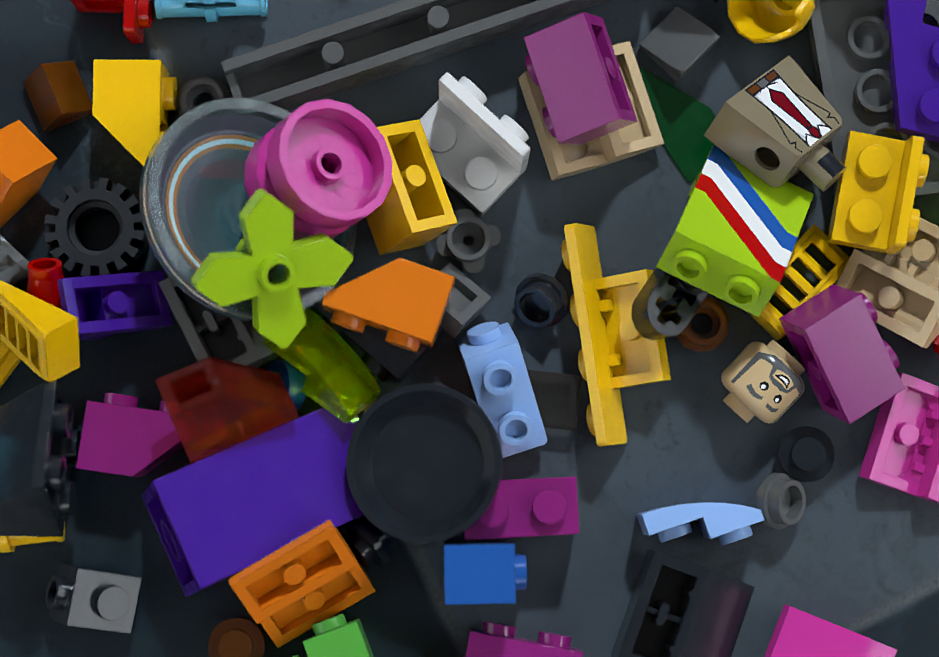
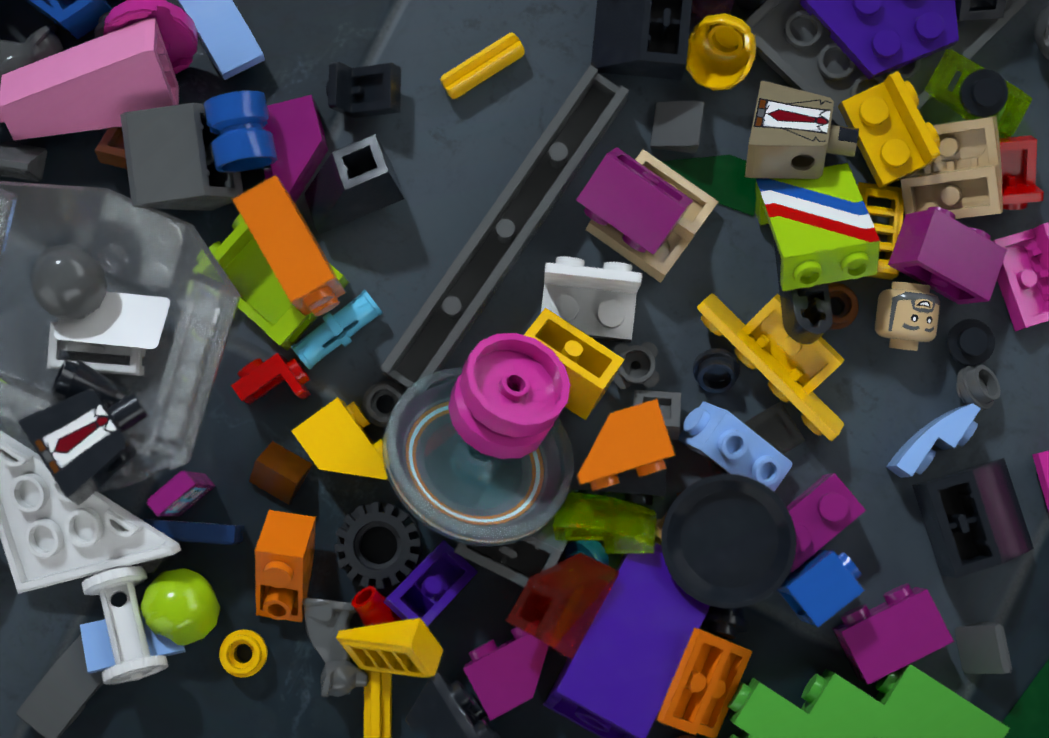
camera: 25 degrees left, 0 degrees up
(271, 268) = (529, 486): lime plant -> none

